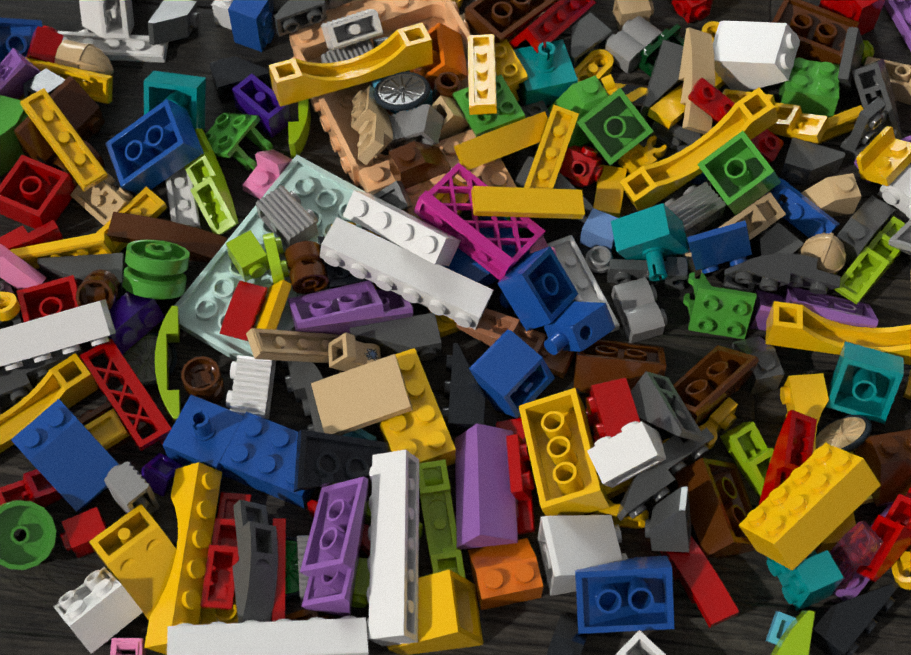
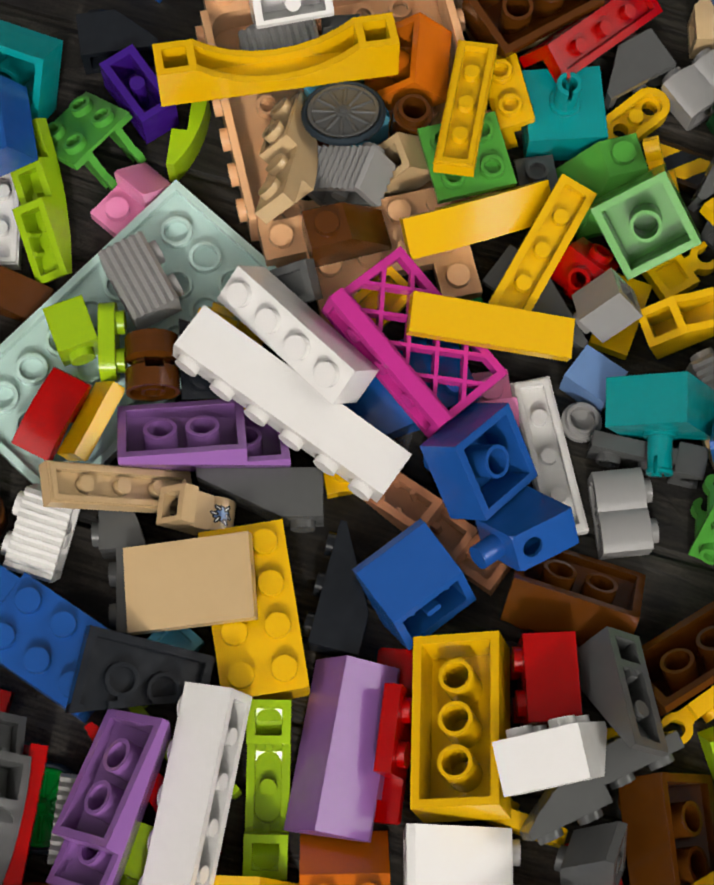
camera: 10 degrees right, 10 degrees up
(599, 181) = (606, 306): none -> light grey brick

